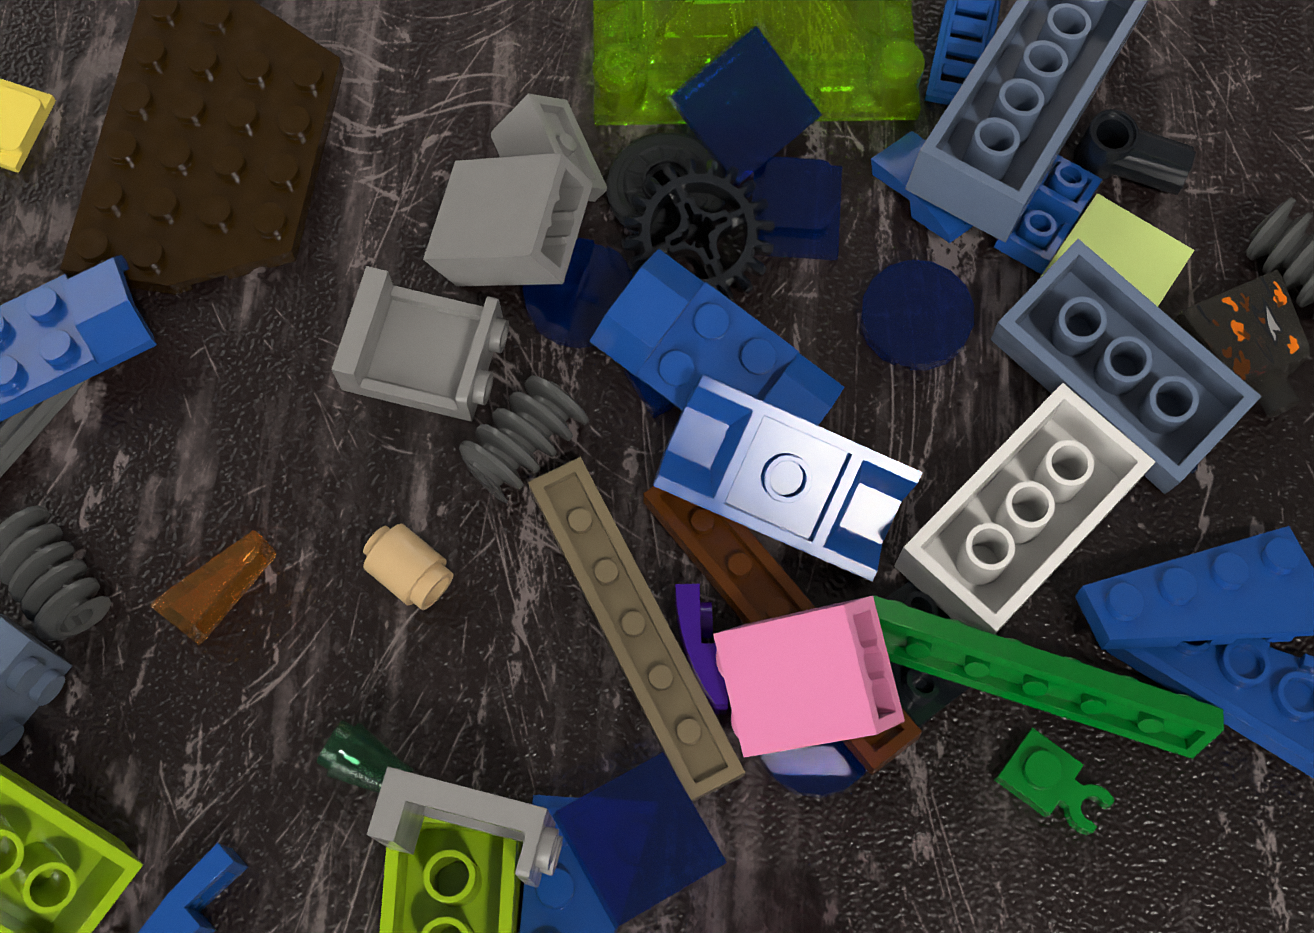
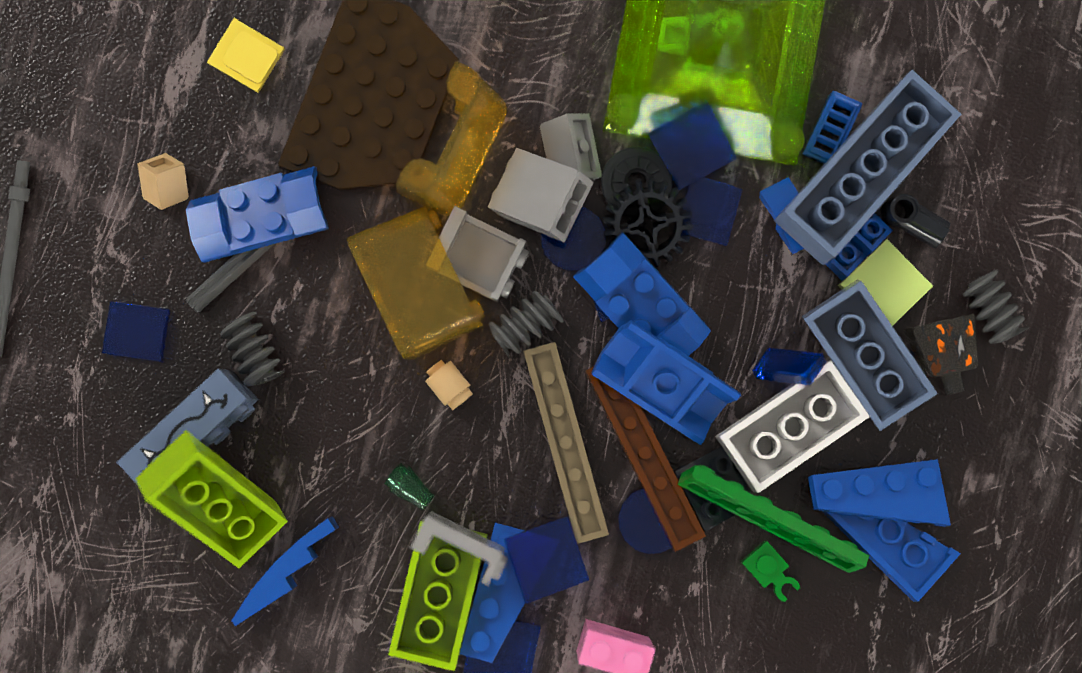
camera: 10 degrees right, 15 degrees up
(211, 591) = (335, 380): clear orange slope -> none
(321, 405) = (415, 283): none -> clear yellow windscreen
(355, 211) = (479, 122): none -> clear yellow windscreen
(694, 623) = (602, 474): dark purple slope -> none
(808, 678) = (651, 500): bright pink brick -> none
(917, 314) = (763, 291): clear blue tile -> none
(993, 412) = (789, 366): none -> clear blue tile

